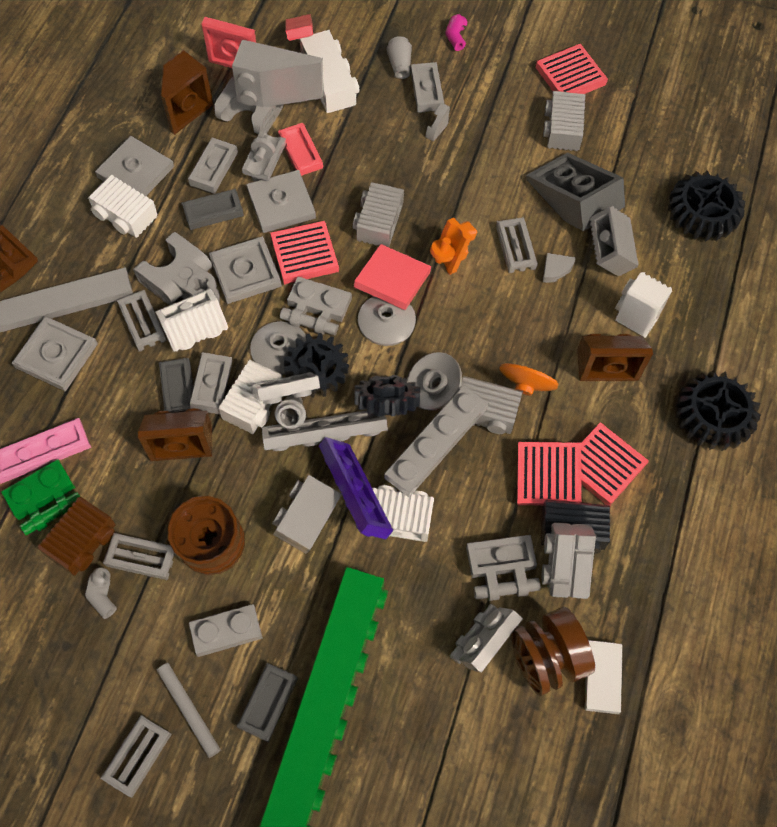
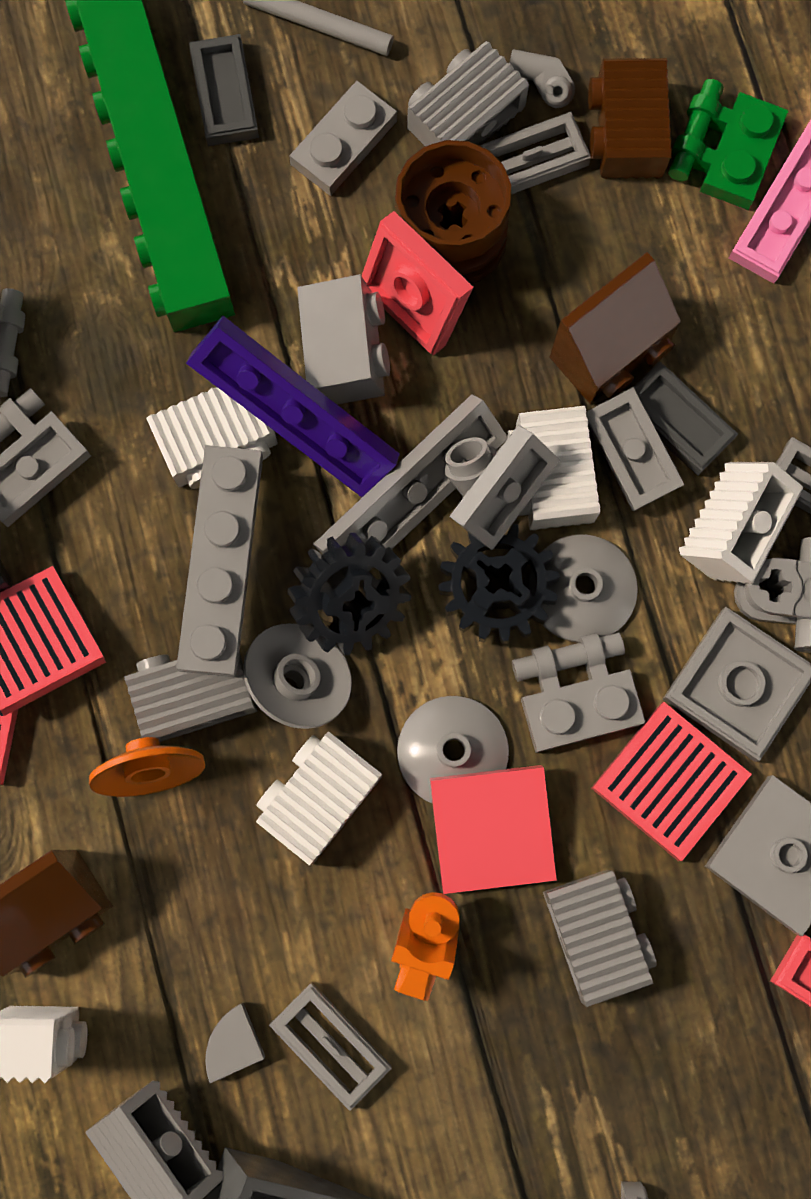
camera: 145 degrees right, 15 degrees up
(151, 599) = (469, 101): none -> light grey brick
(252, 512) = (415, 283): none -> coral tile
(459, 329) = (317, 796): none -> white brick

